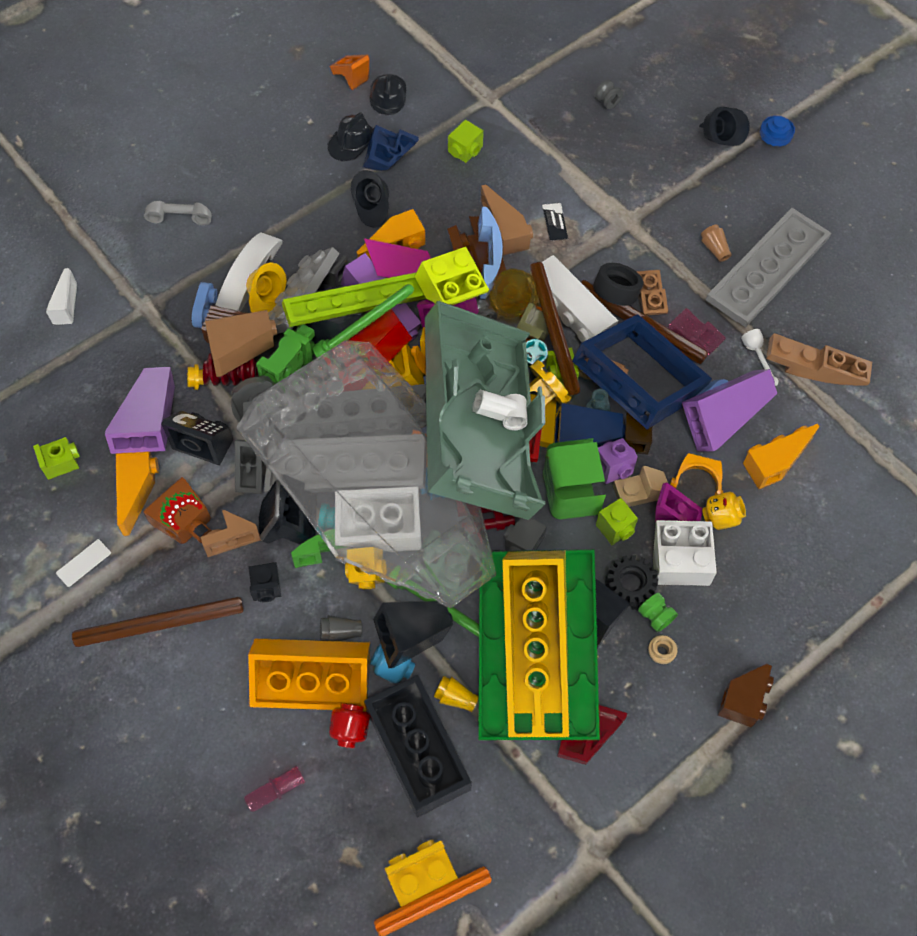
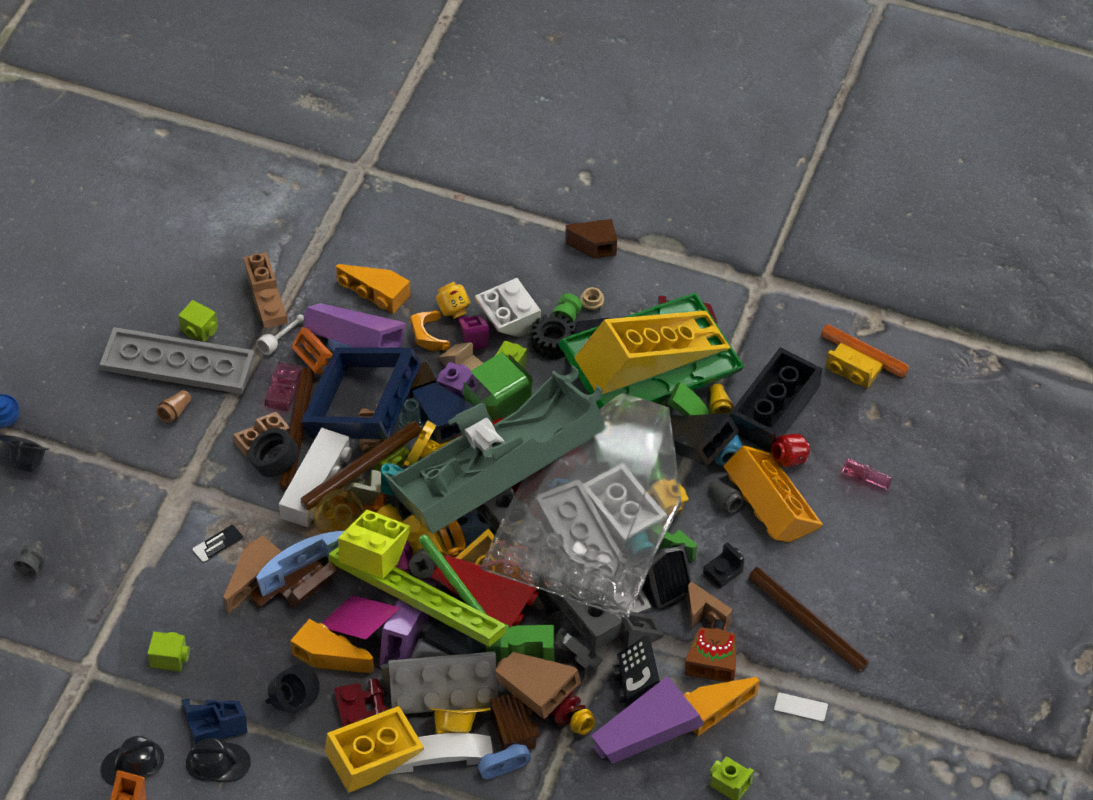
camera: 120 degrees left, 10 degrees down
(278, 218) = (371, 748): none -> yellow slope
(328, 235) = (352, 701): none -> dark red plate
(415, 320) = (418, 570): none -> dark grey wheel
(457, 649) = (686, 401): none -> bright green slope
(723, 363) = (320, 355): none -> orange tile
(807, 296) = (198, 321): none -> lime brick

